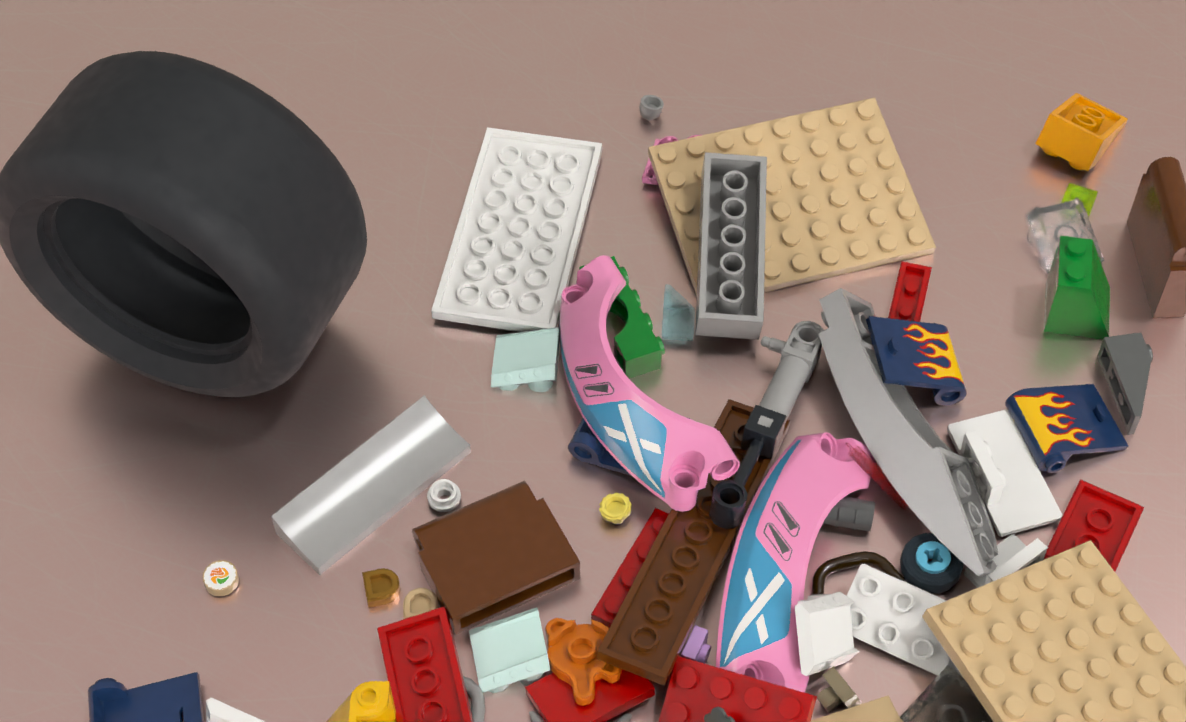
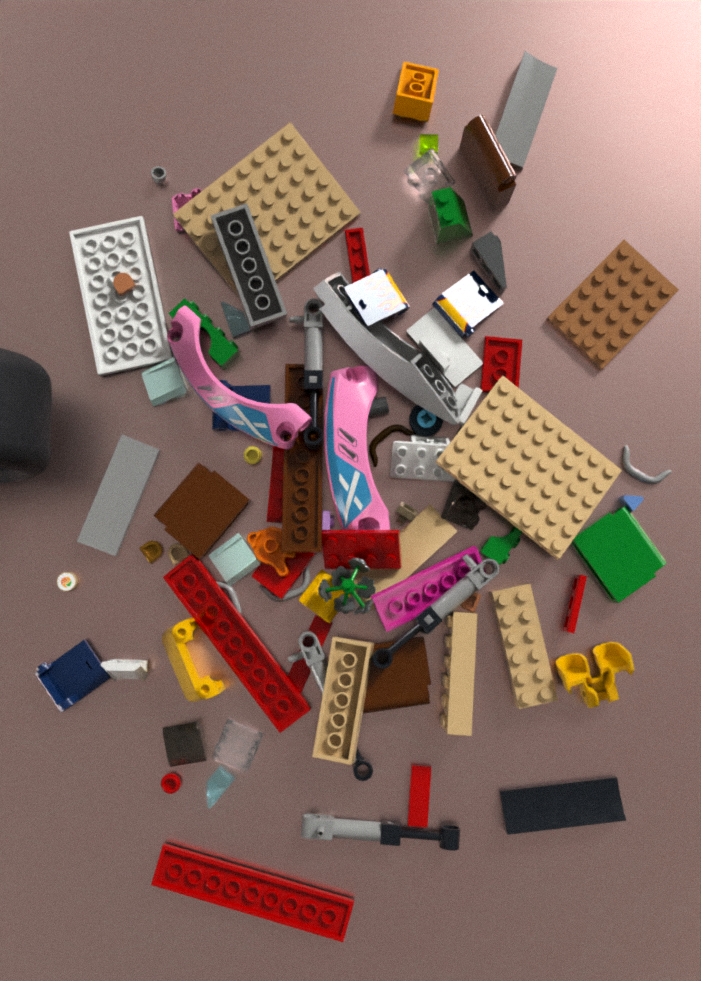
camera: 25 degrees left, 30 degrees up
(441, 488) = (153, 485): white plate -> none
(532, 210) = (123, 283): none -> nougat tile
(824, 632) = (387, 487): white slope -> none
(878, 473) = (380, 380): red piece -> none

